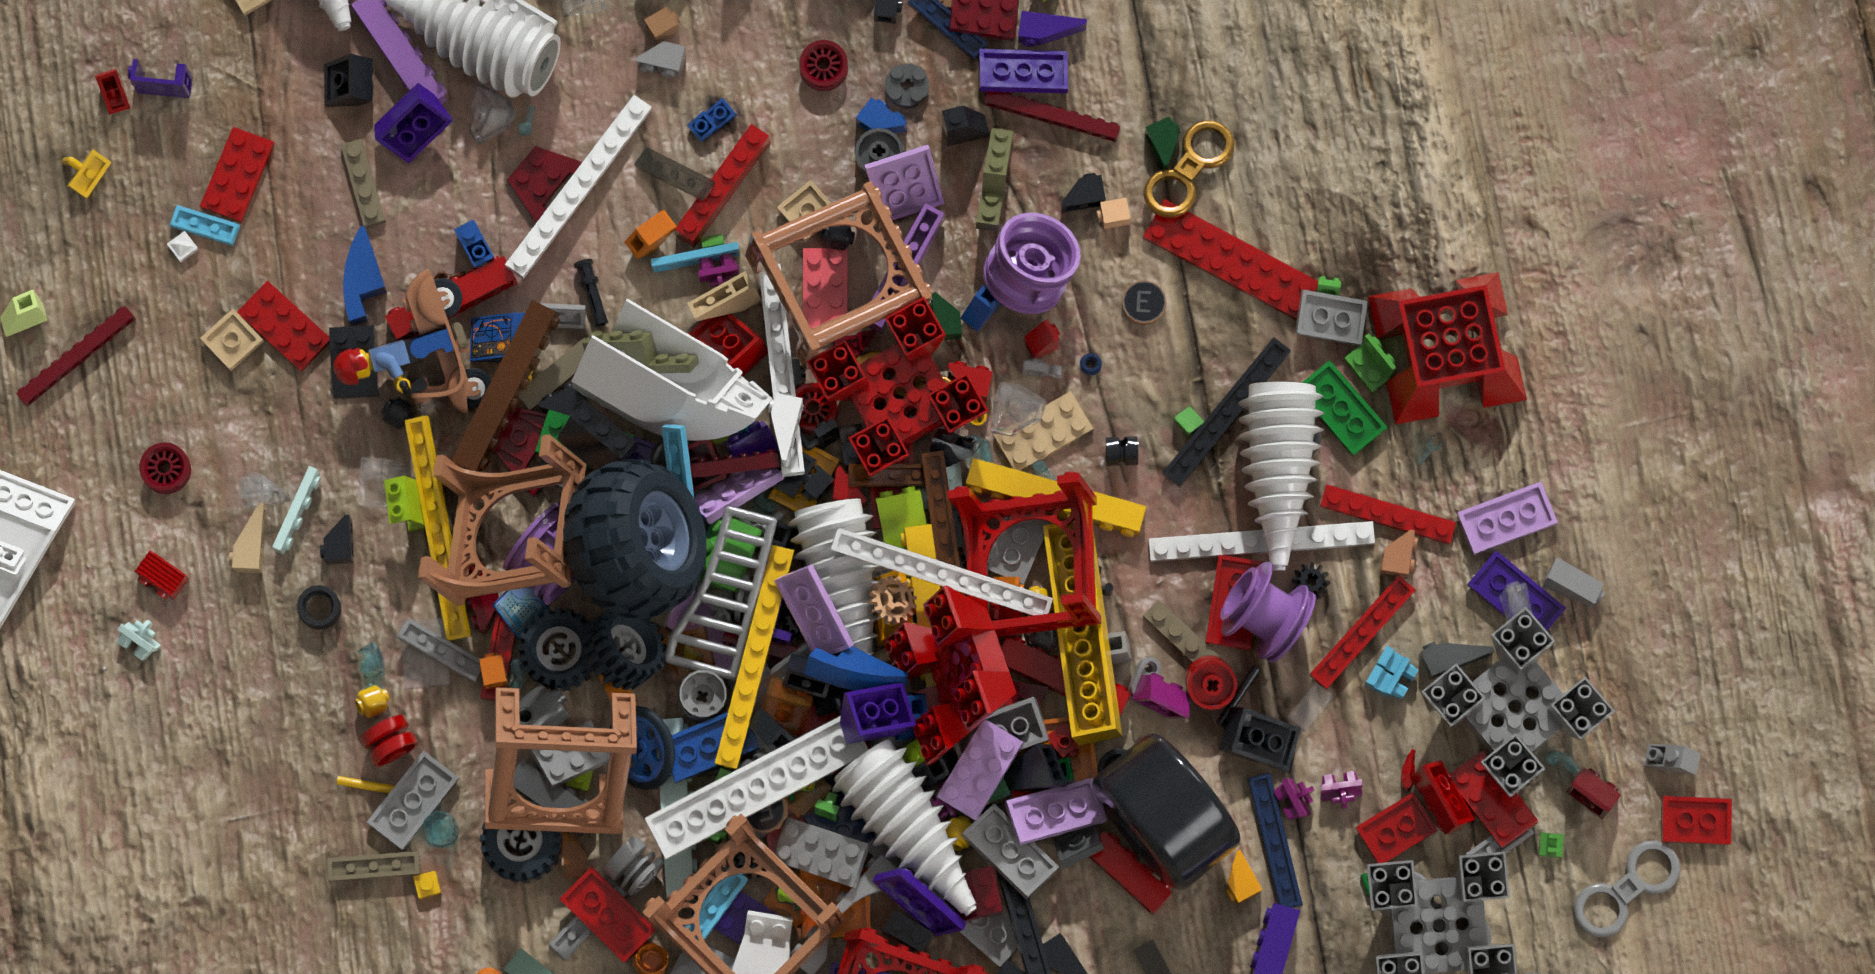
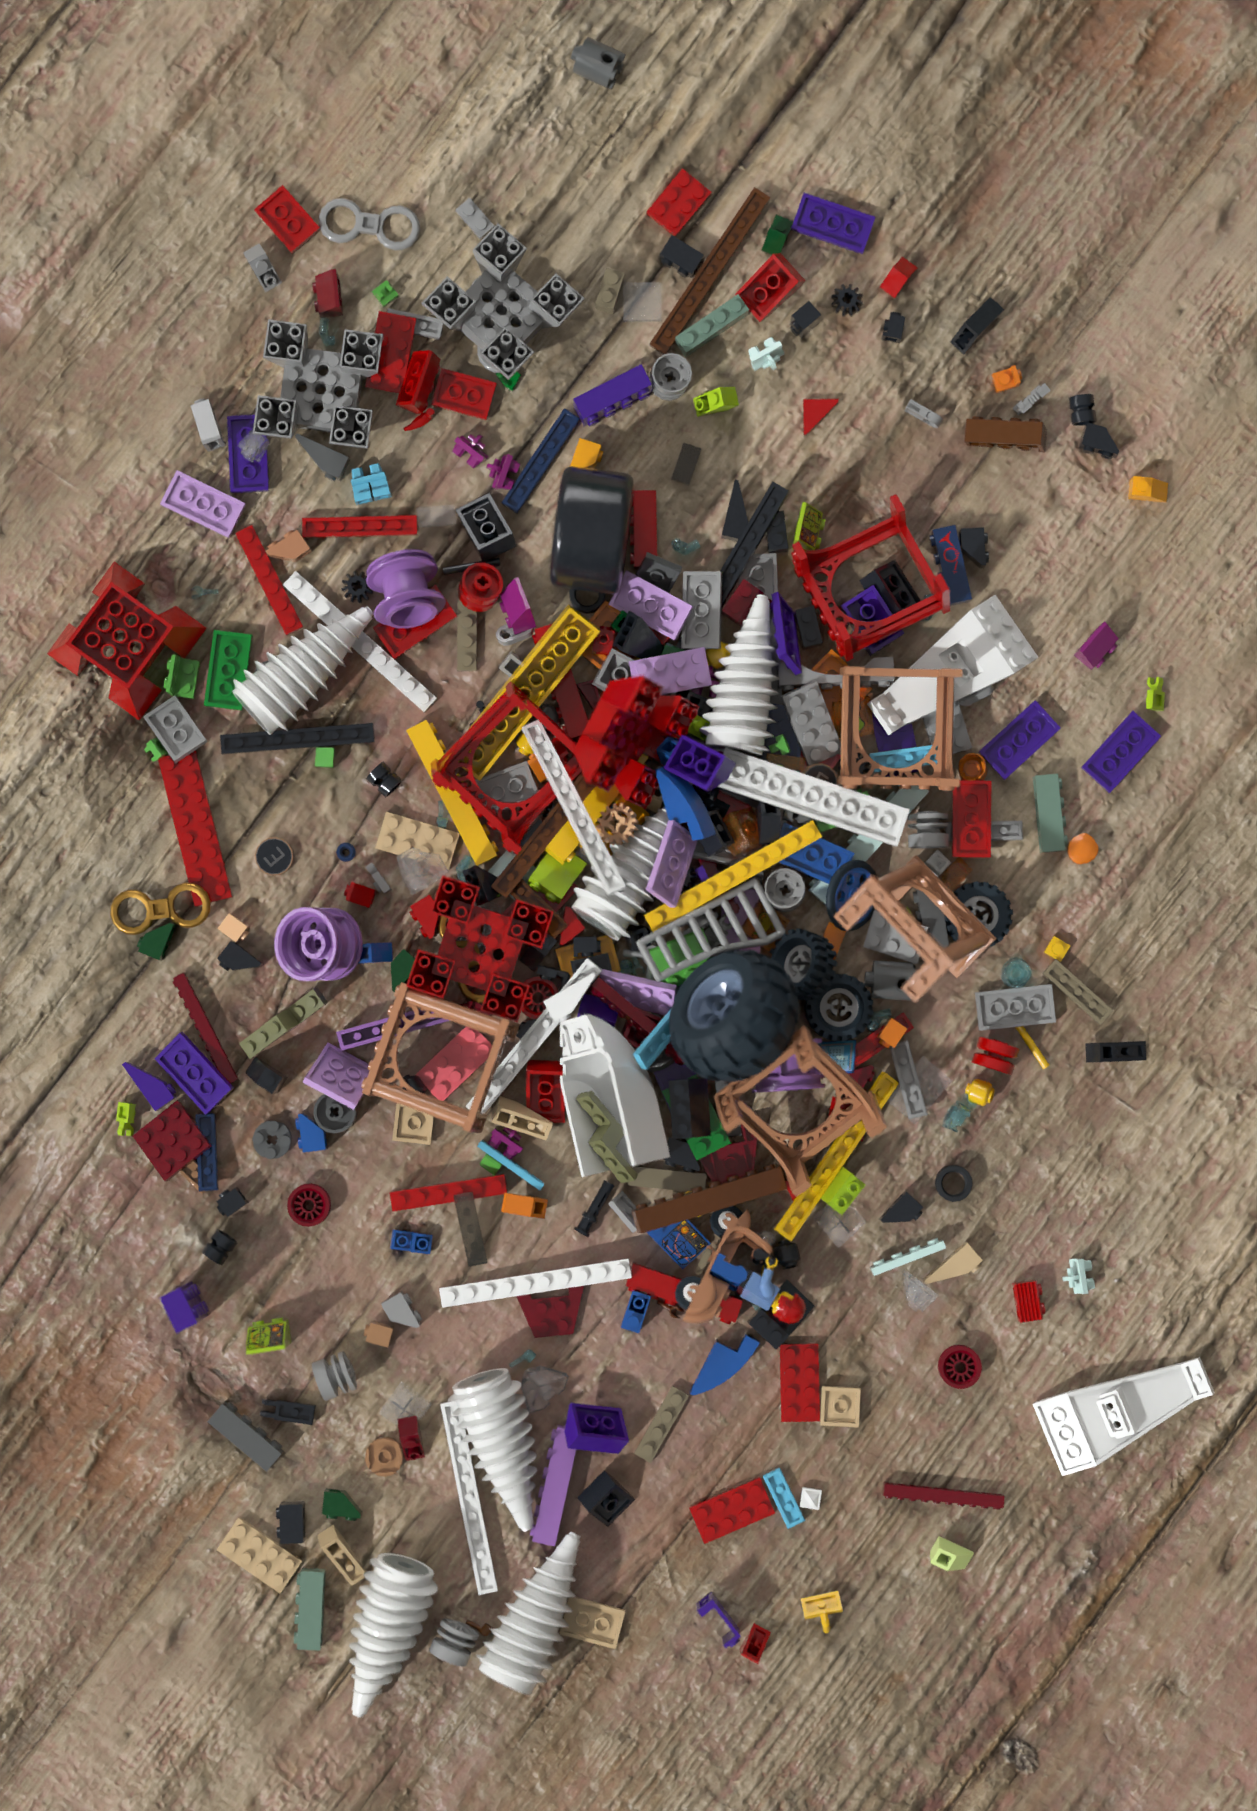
camera: 135 degrees left, 10 degrees up
(292, 849) = (1115, 1051): none -> black slope
(599, 851) = (937, 863): none -> white tile
(1081, 892) = (684, 548): none -> clear light blue arm

